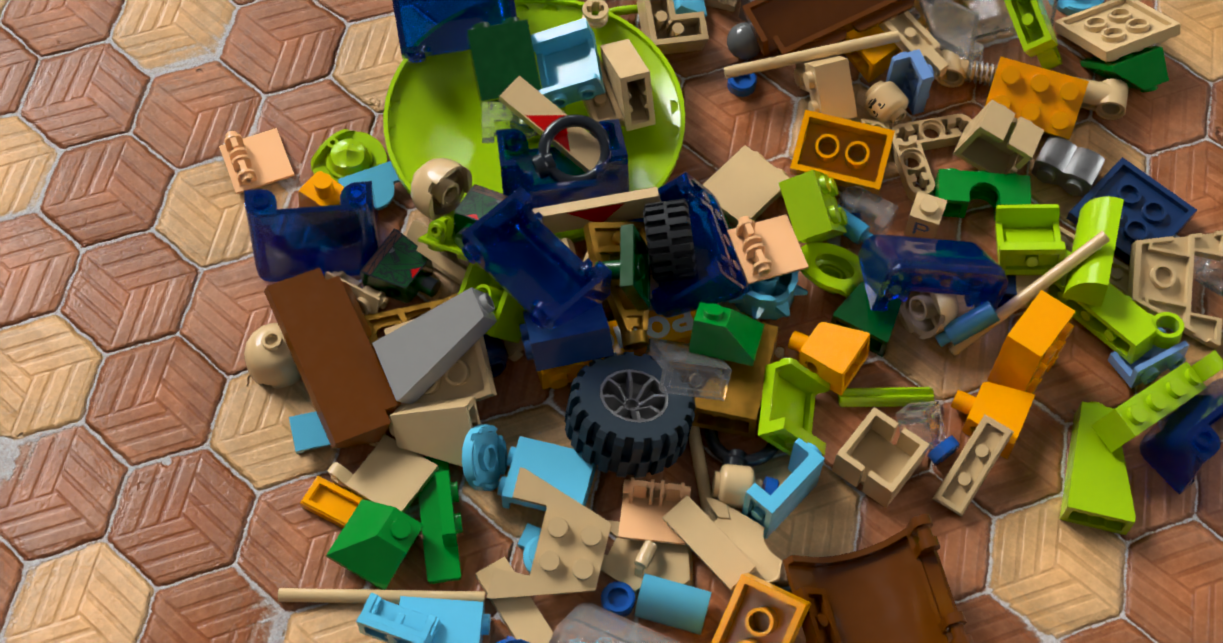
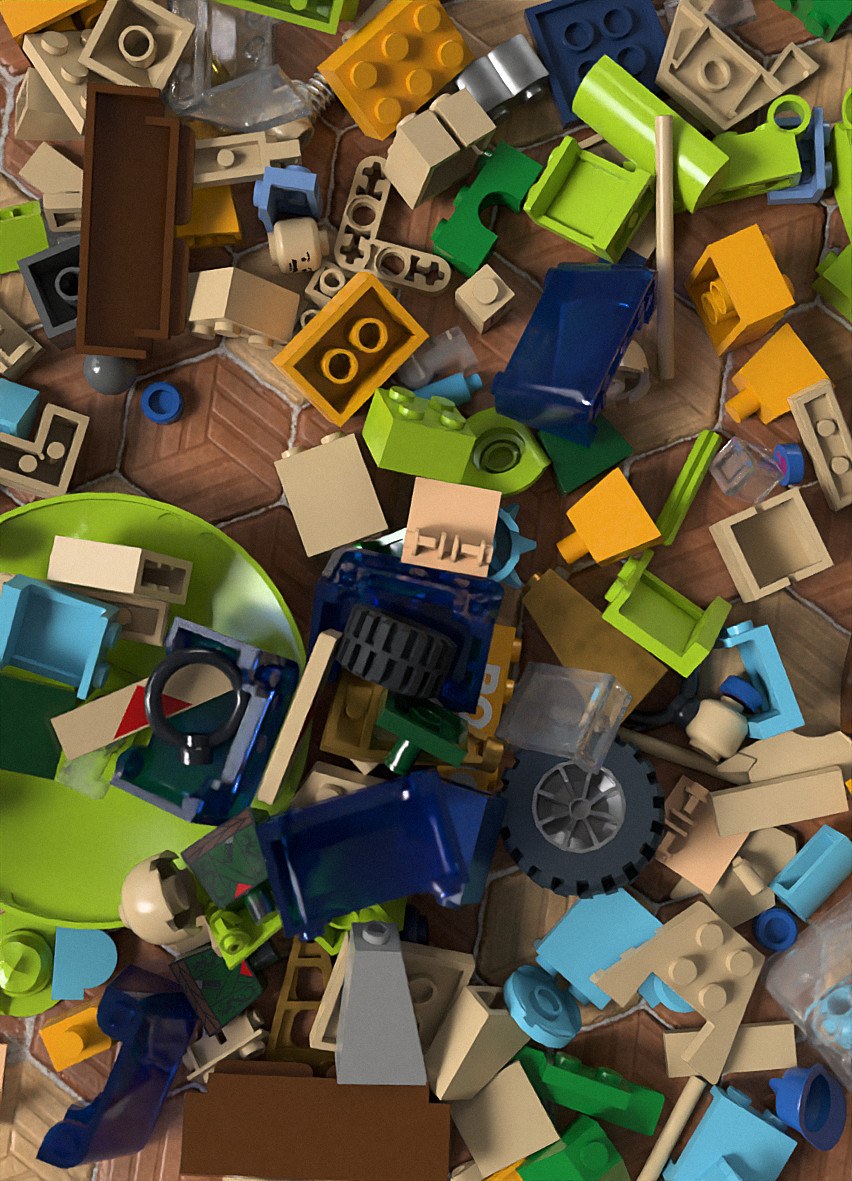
camera: 60 degrees left, 25 degrees up
(725, 334) = (546, 644): green slope -> none
(811, 54) = (190, 301): tan piece -> none
(968, 324) = (661, 340): dark azure cylinder -> none

